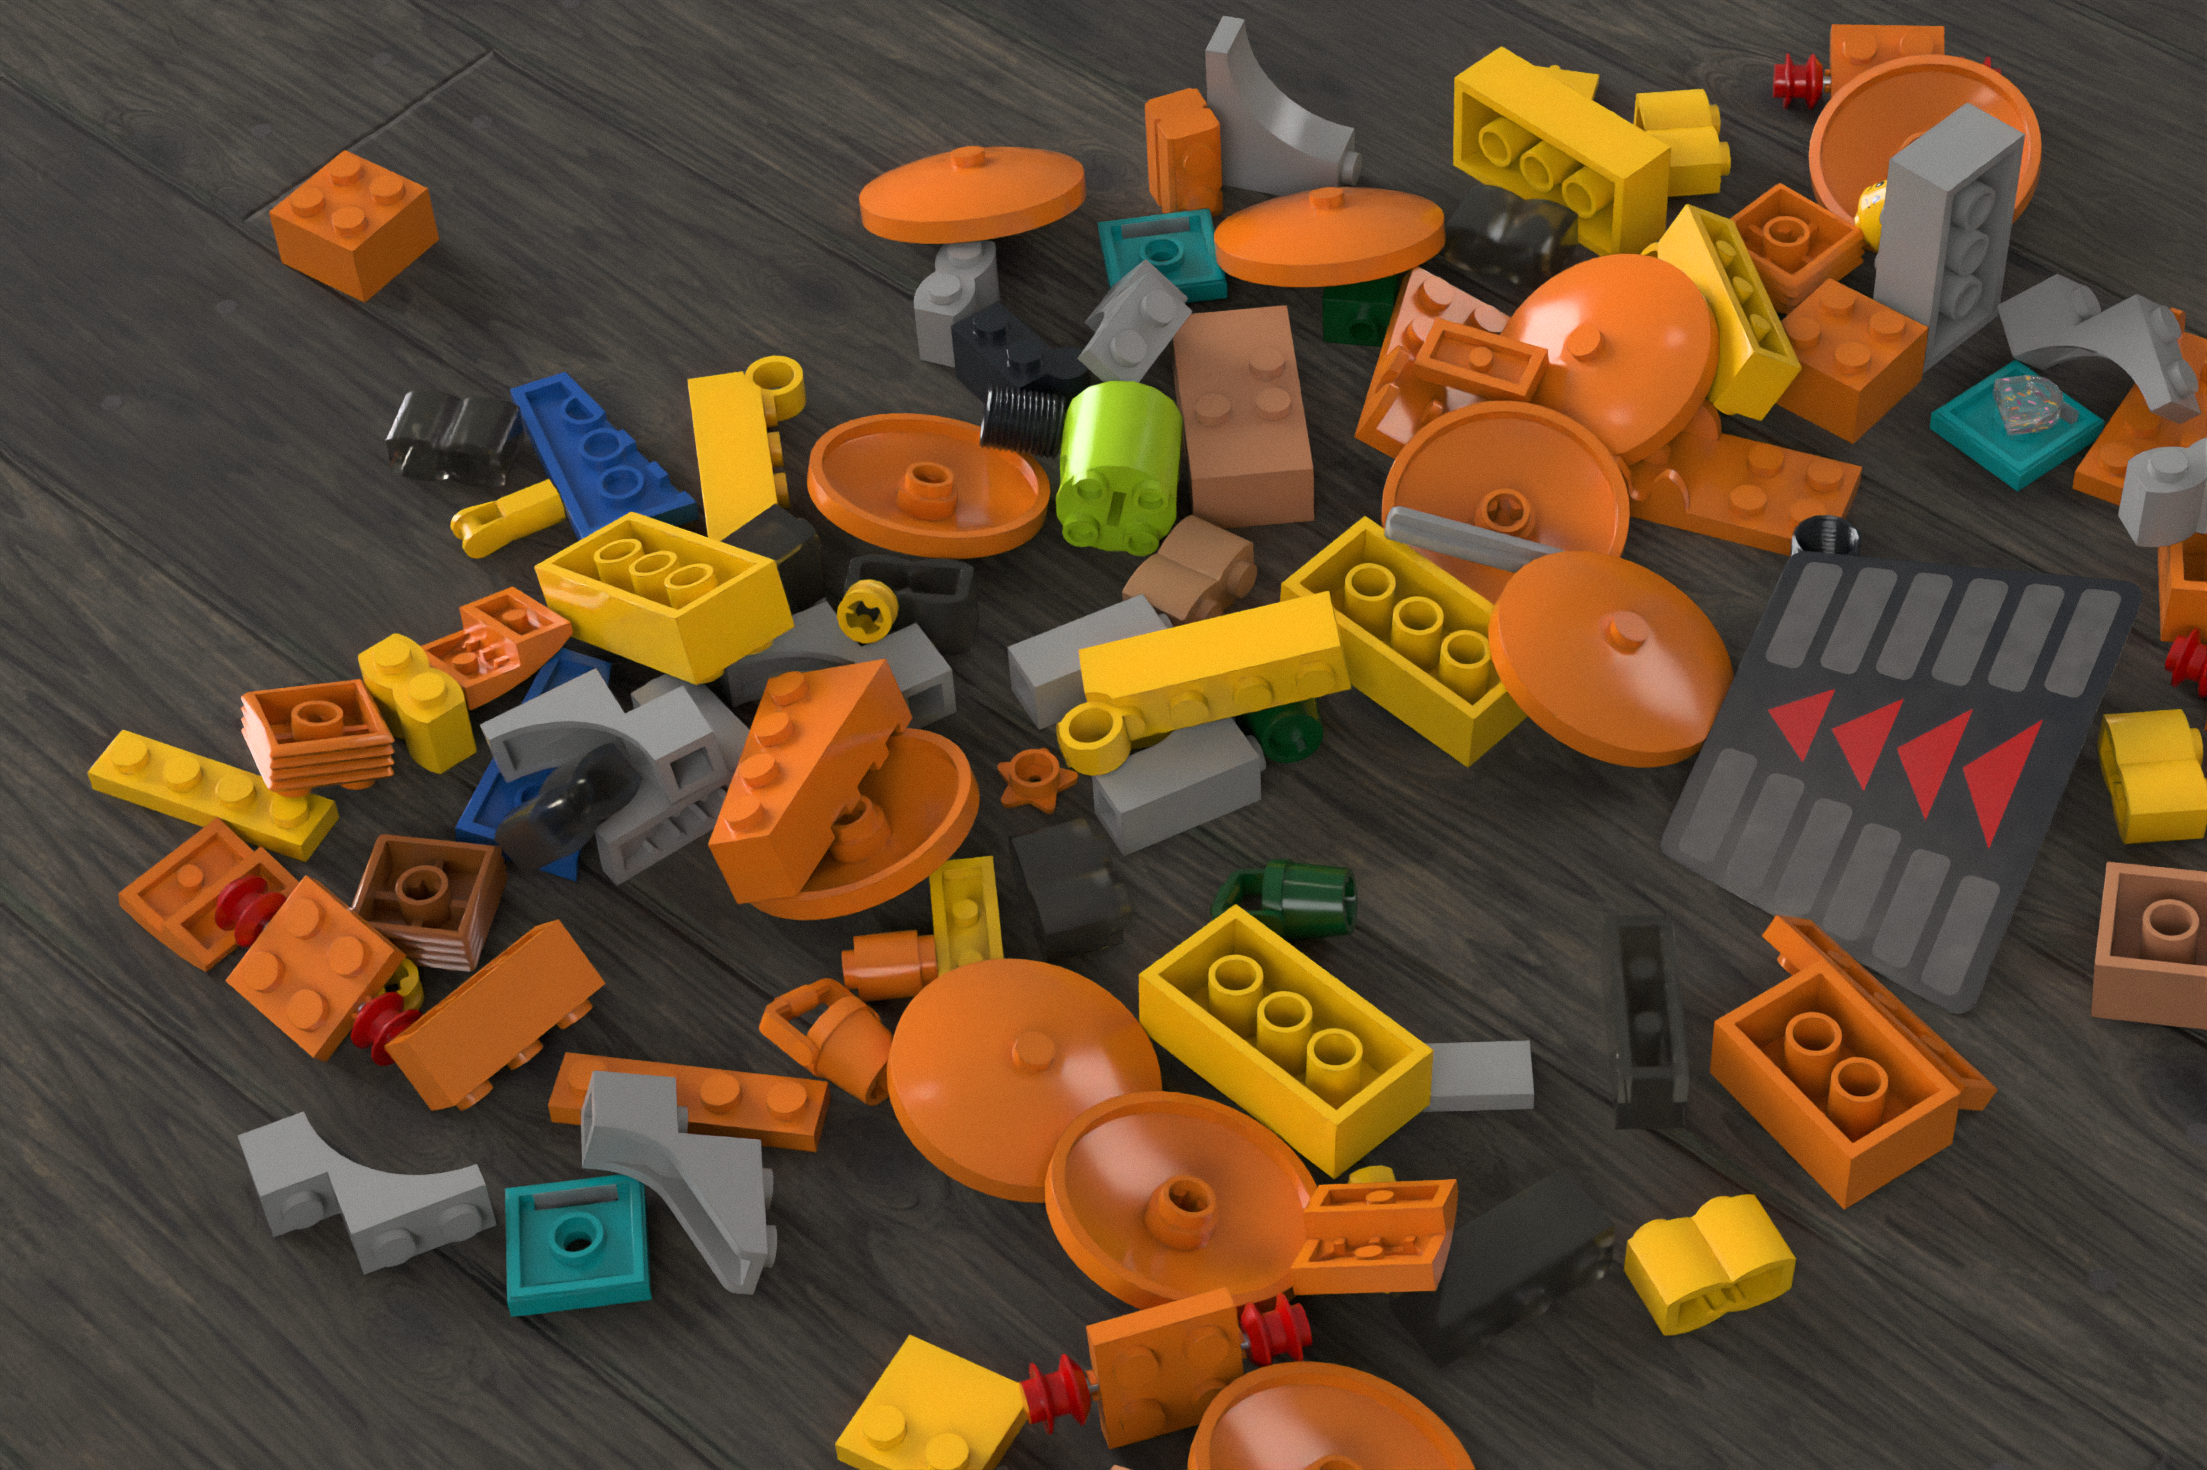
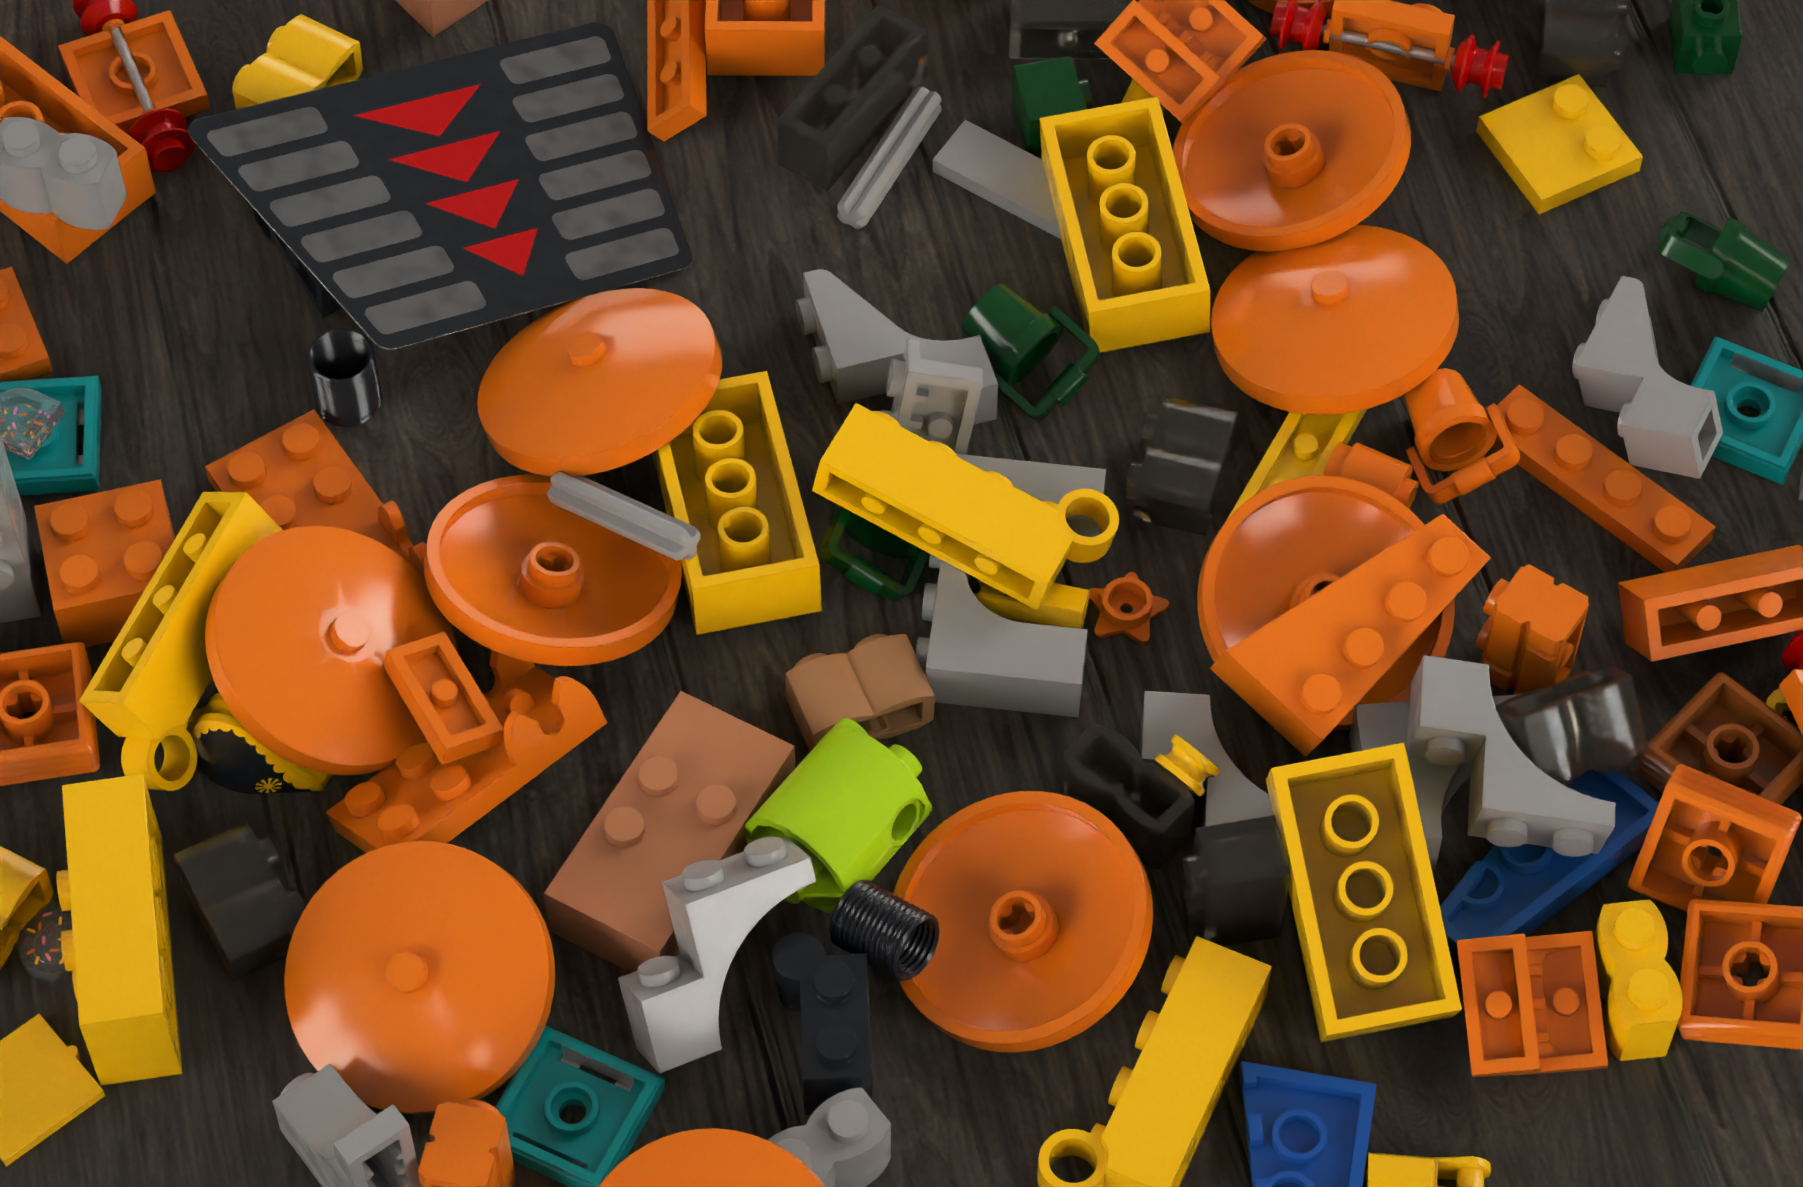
camera: 150 degrees left, 10 degrees up
(394, 798) = (1705, 813): none -> orange brick
(650, 878) = (1531, 631): none -> orange brick
(669, 1360) = (1736, 268): none -> dark green piece
(1305, 761) = (934, 397): none -> light grey bracket
(1421, 829) = (860, 342): none -> light grey arch
(1463, 1140) = (1046, 90): none -> dark green brick
(1573, 1027) = (889, 157): none -> light grey axle

